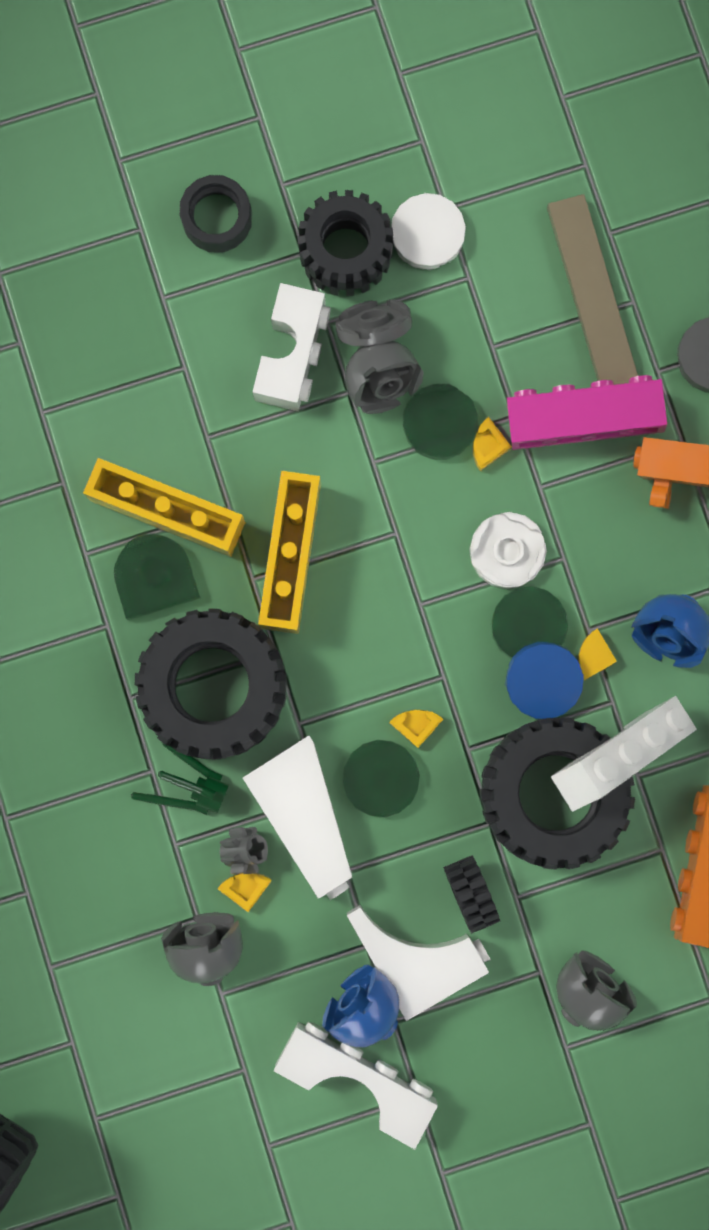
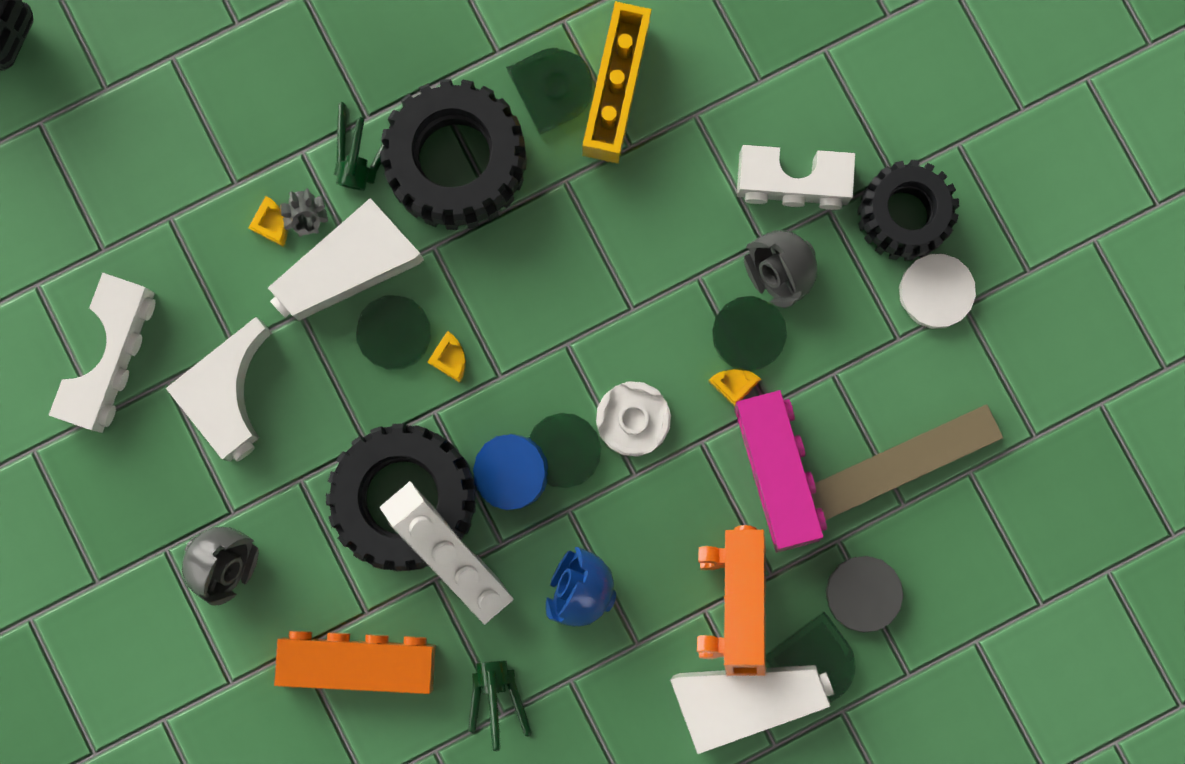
camera: 80 degrees right, 0 degrees up
(204, 949) = (206, 190): dark grey cylinder -> none
(215, 185) = (932, 60): black tyre -> none
(289, 552) = (593, 207): yellow brick -> none
(364, 1010) = (170, 349): blue cylinder -> none
(373, 324) = (832, 250): dark grey tile -> none
(472, 894) = (293, 431): black tyre -> none
(594, 655) = (543, 518): yellow tile -> none

